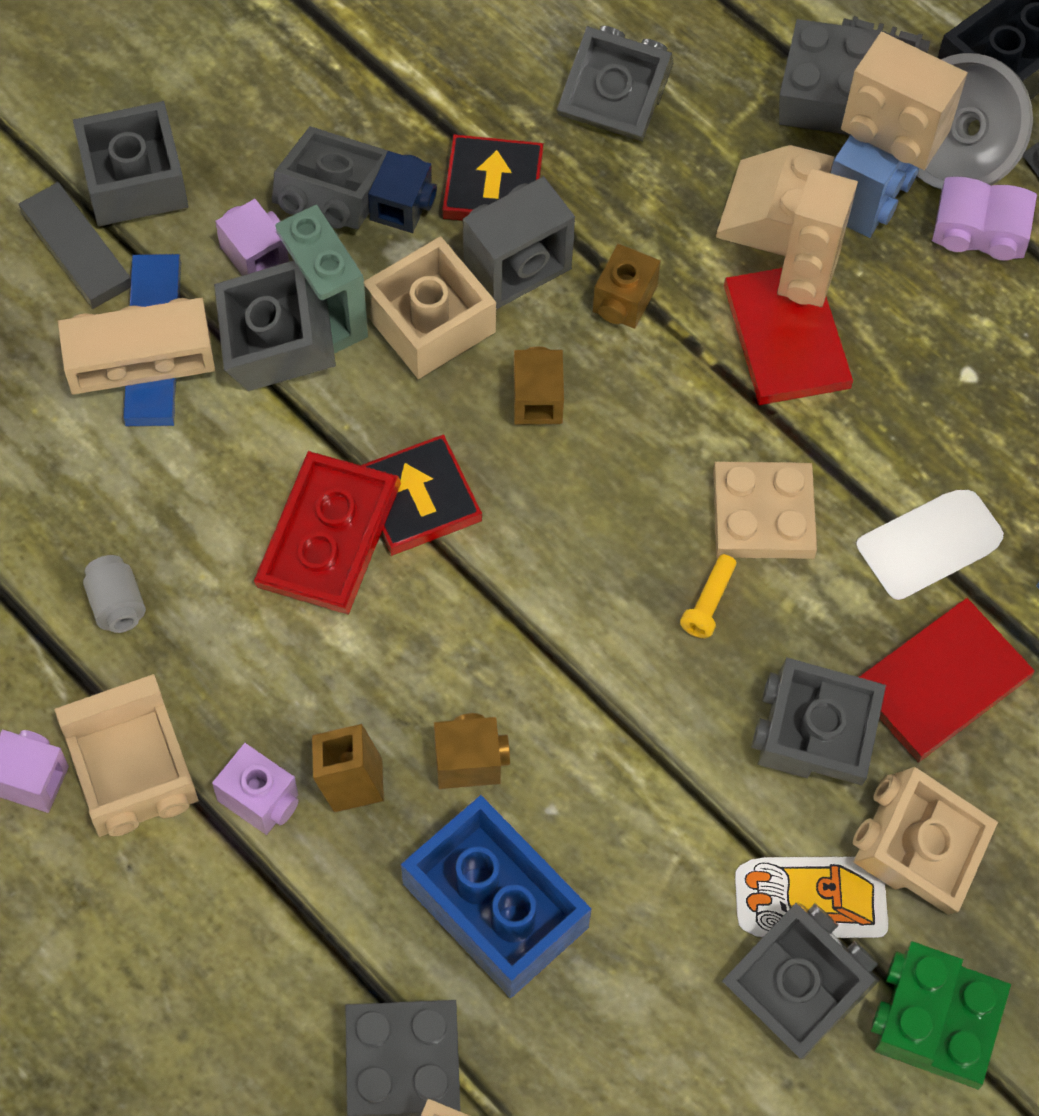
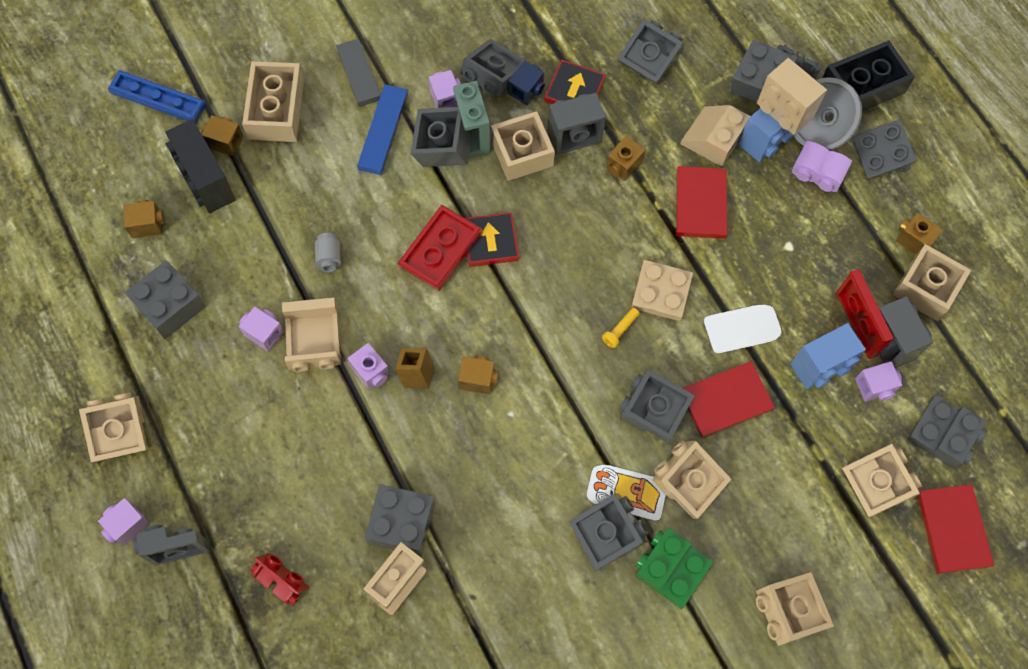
camera: 15 degrees right, 5 degrees up
(130, 163) = (395, 37): dark grey brick -> none
(136, 345) = (372, 131): tan brick -> none
(495, 896) = (468, 450): blue brick -> none
(538, 386) = (565, 199): pearl gold brick -> none
(816, 237) = (726, 157): tan brick -> none

